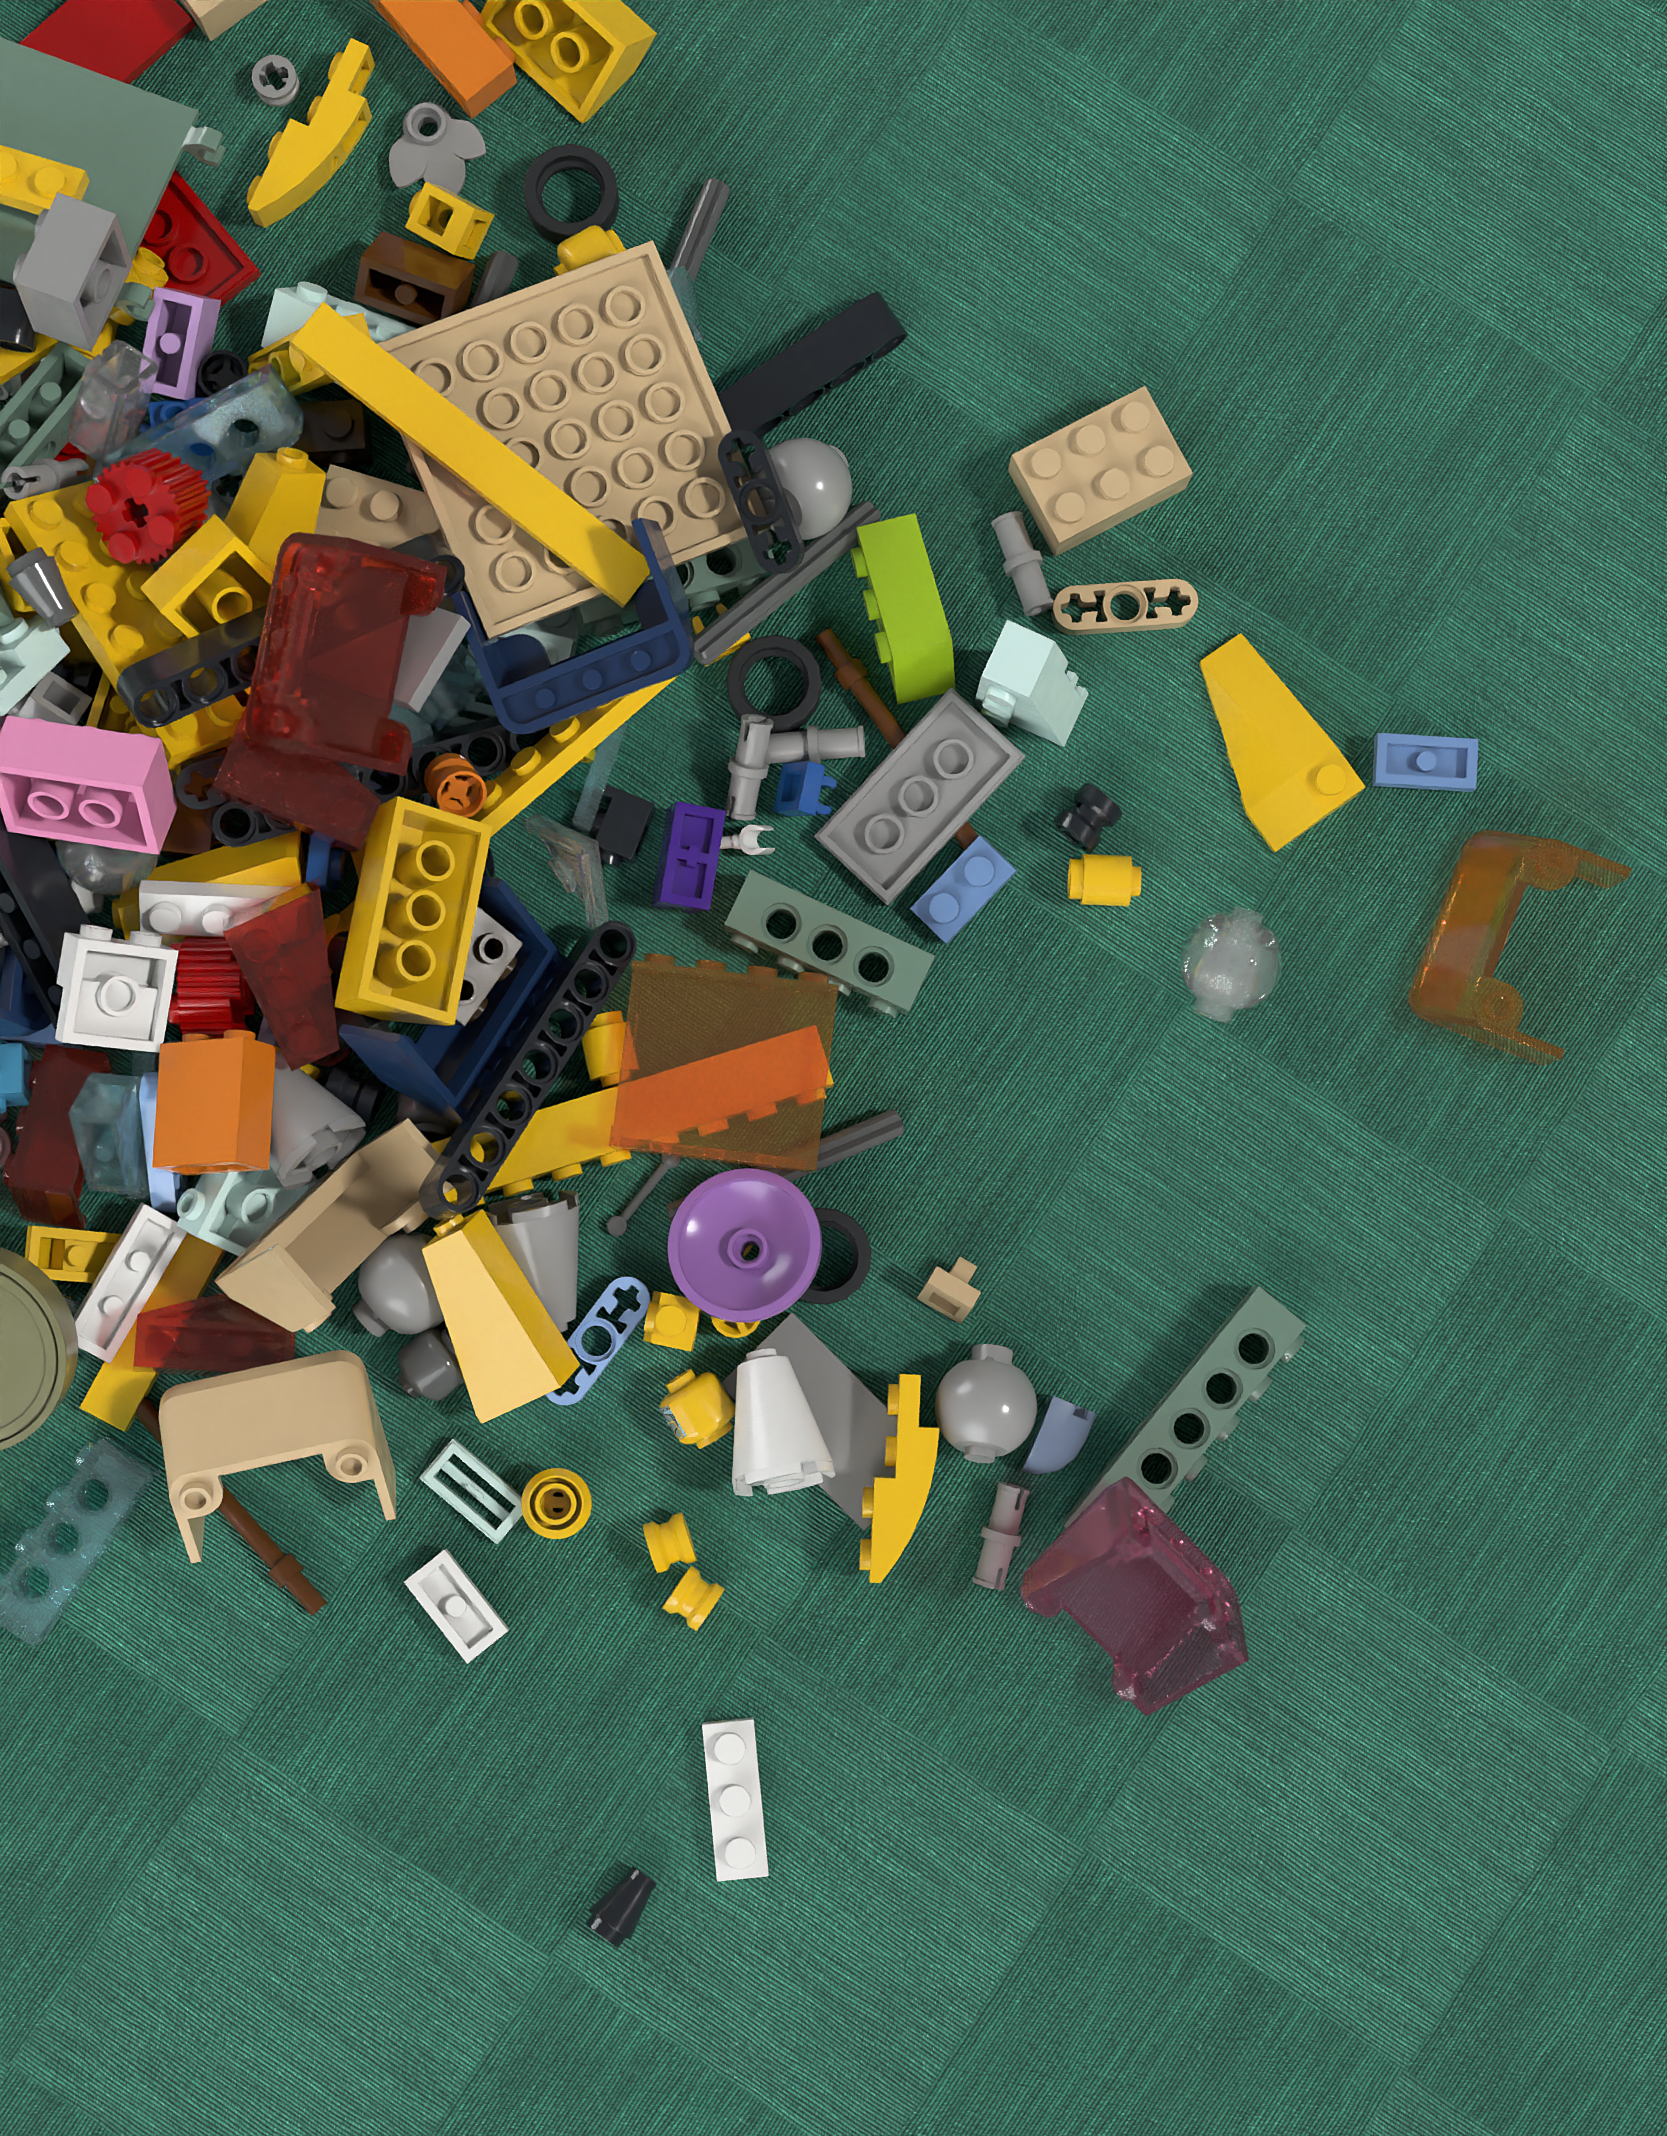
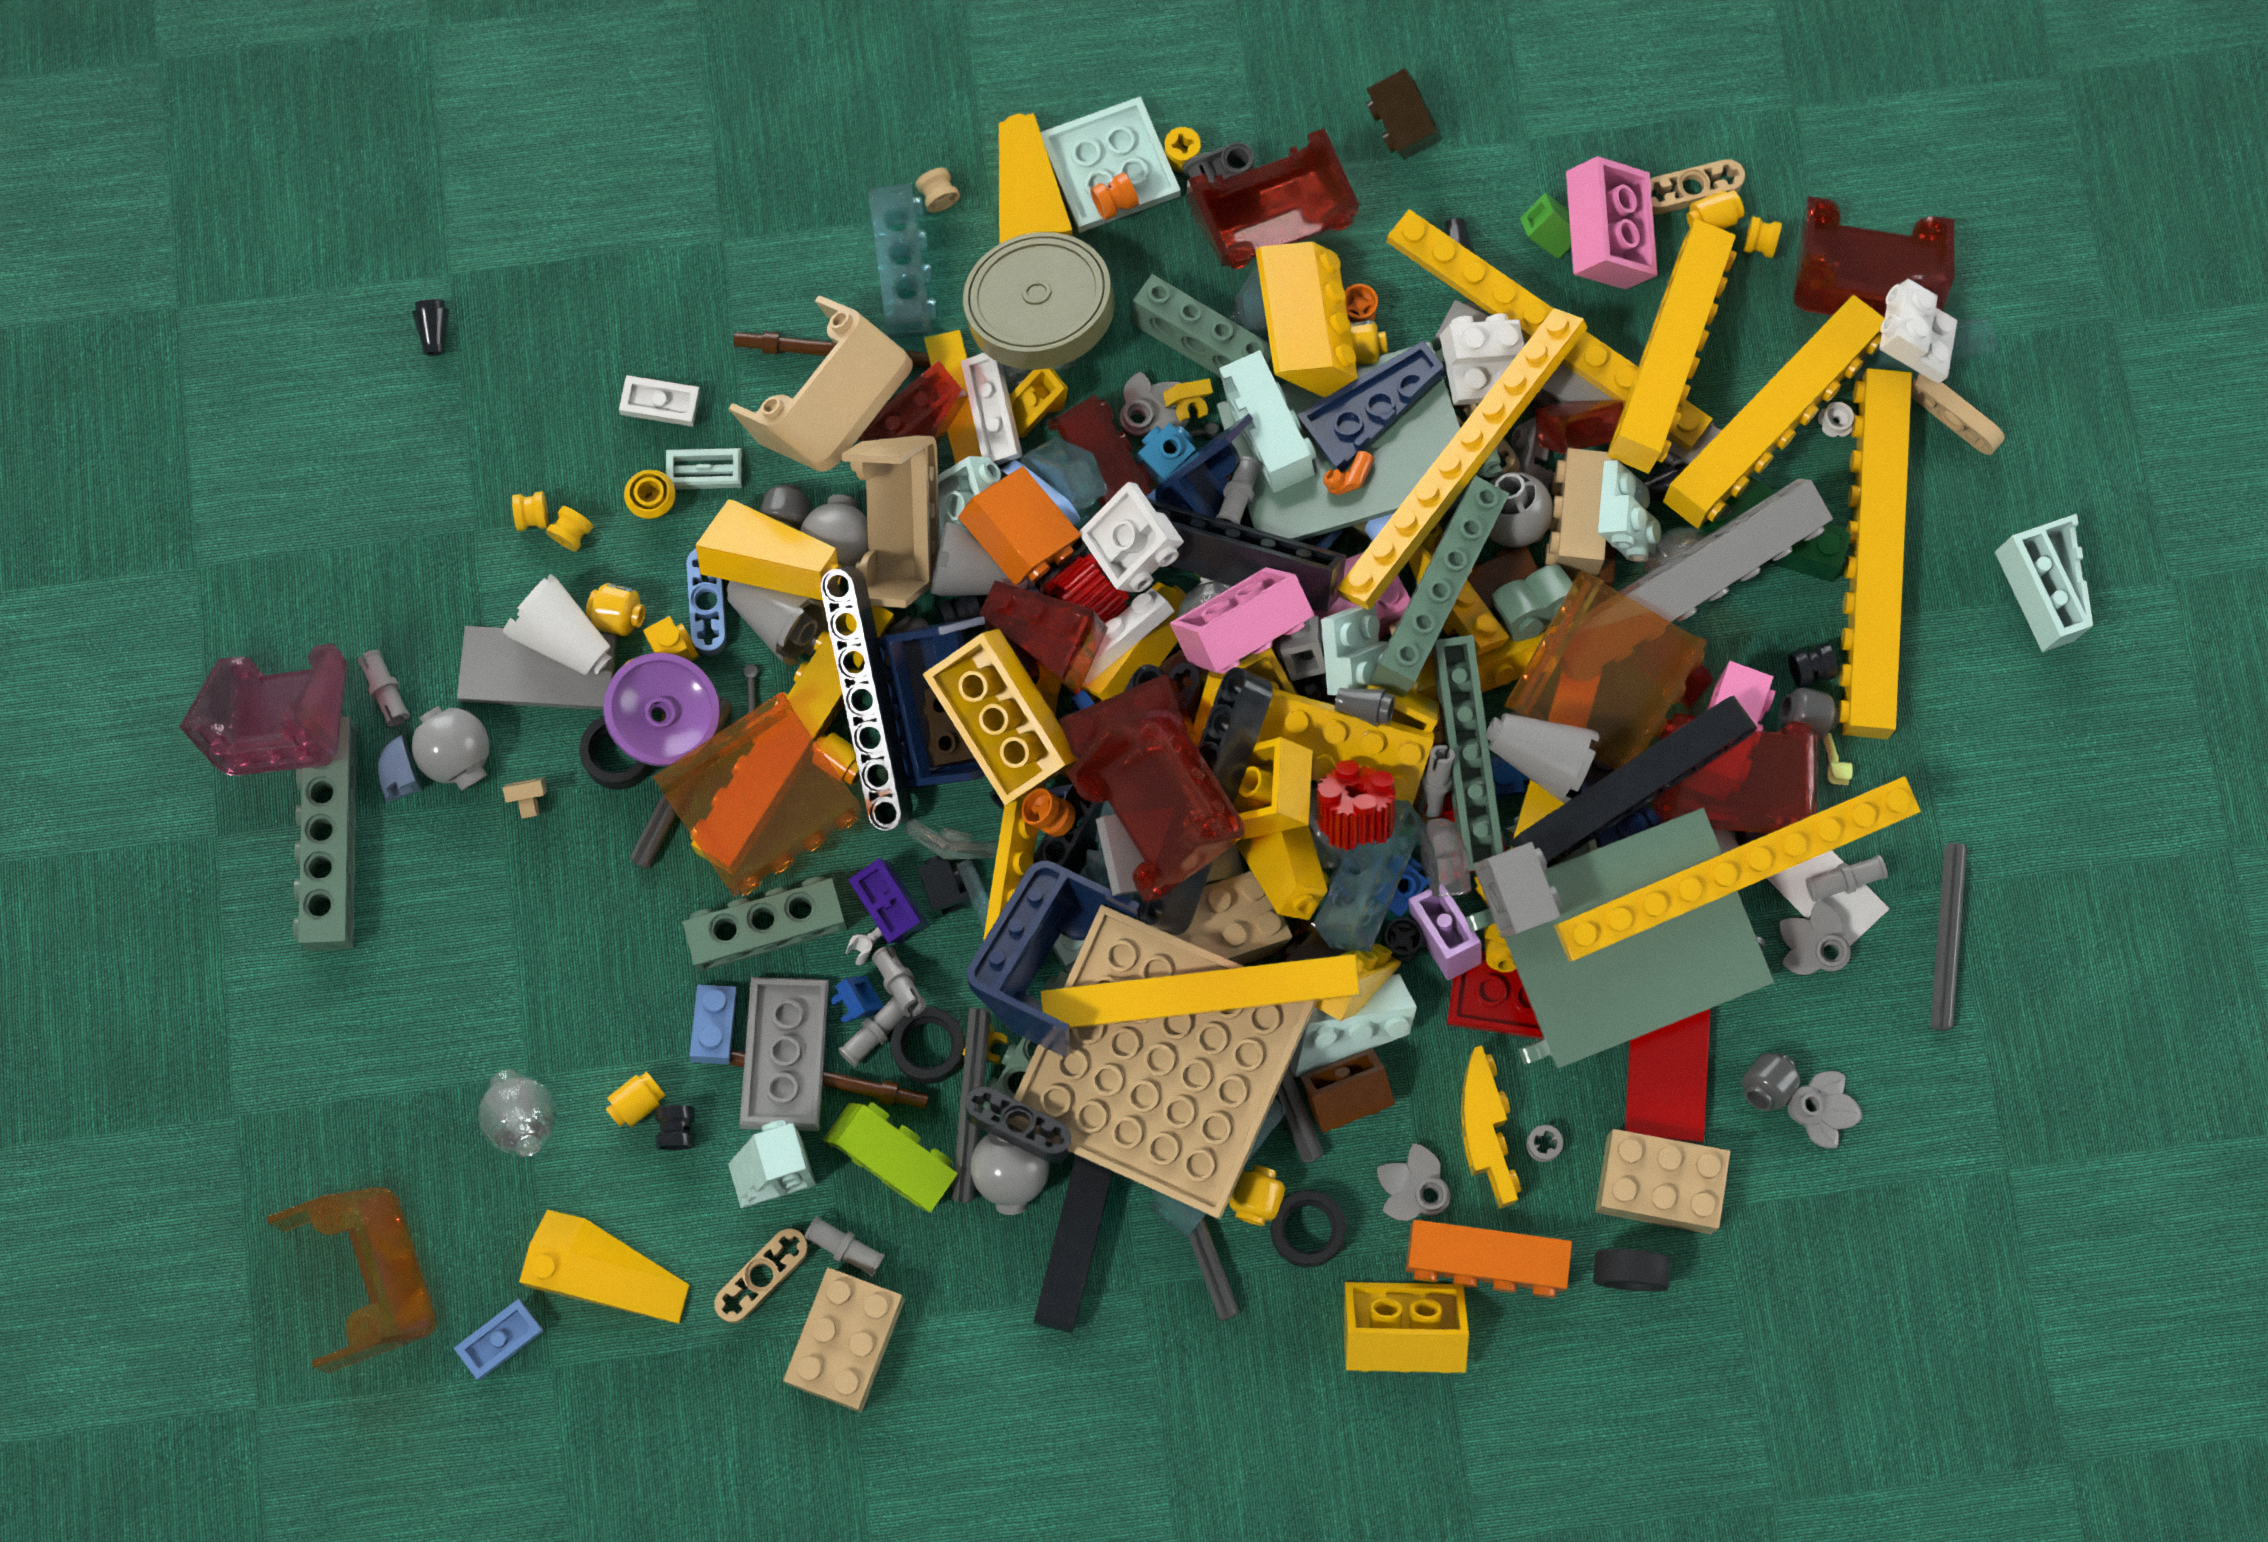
camera: 145 degrees right, 10 degrees down
(465, 228) = (1364, 1146): yellow brick -> none
(735, 1799) = (417, 432): white plate -> none
(899, 1499) = (458, 655): yellow slope -> none

